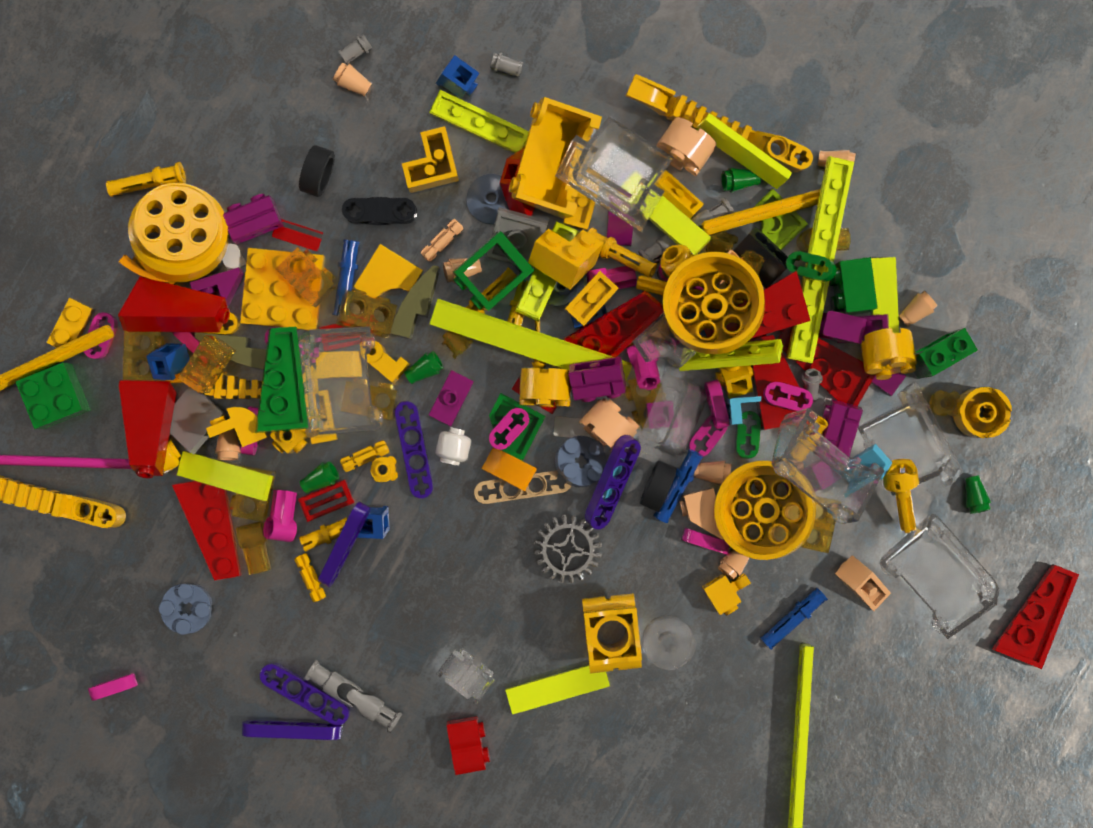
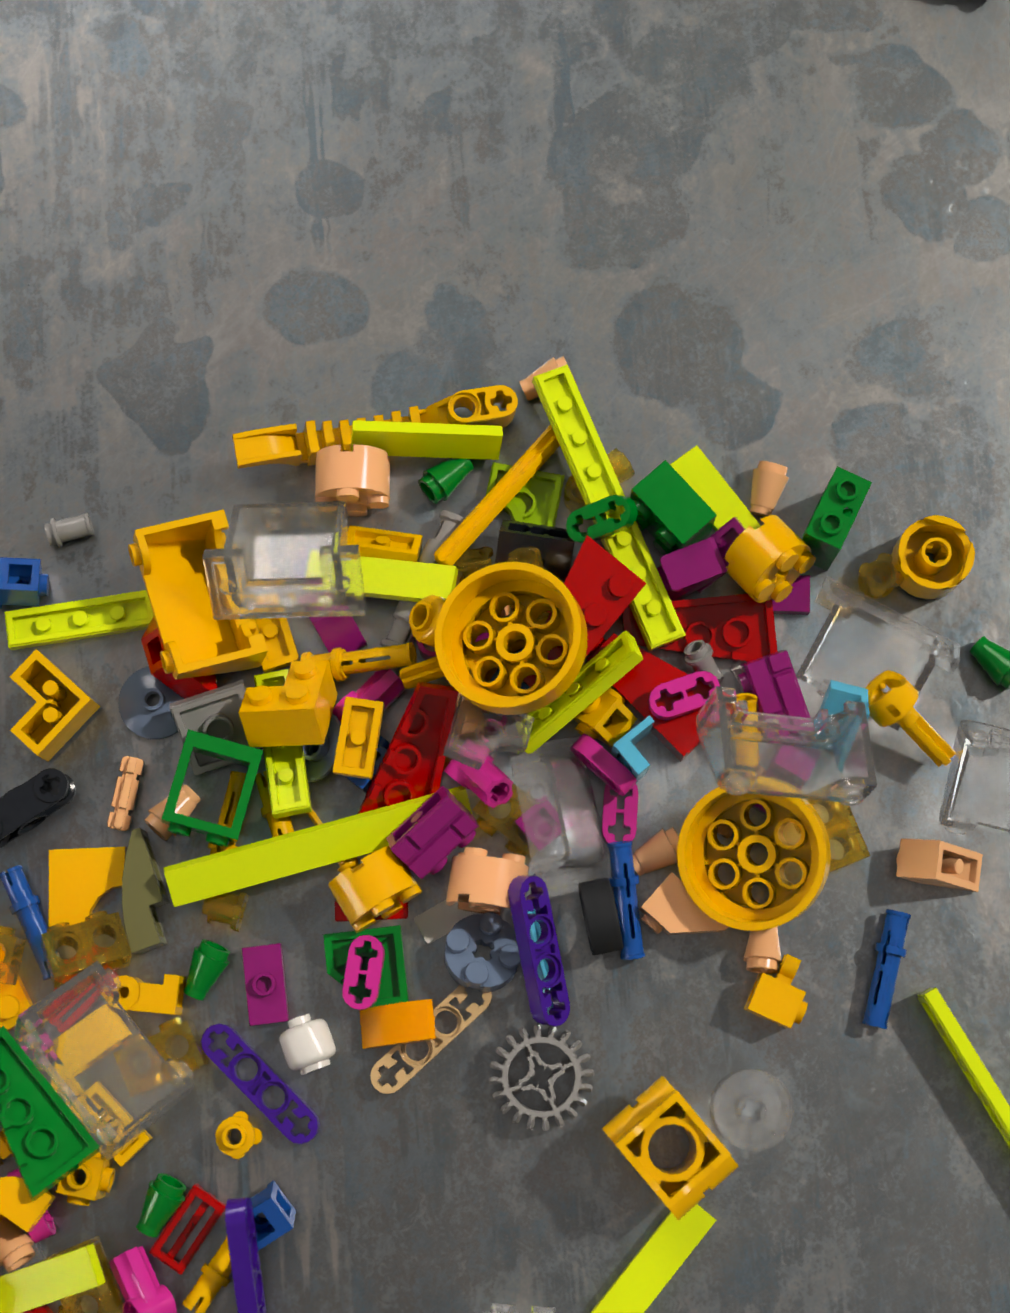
camera: 30 degrees left, 10 degrees down
(364, 456) = (200, 1135): yellow axle -> none
(706, 541) = (708, 946): dark pink beam -> none
(754, 436) = (676, 772): green beam -> none

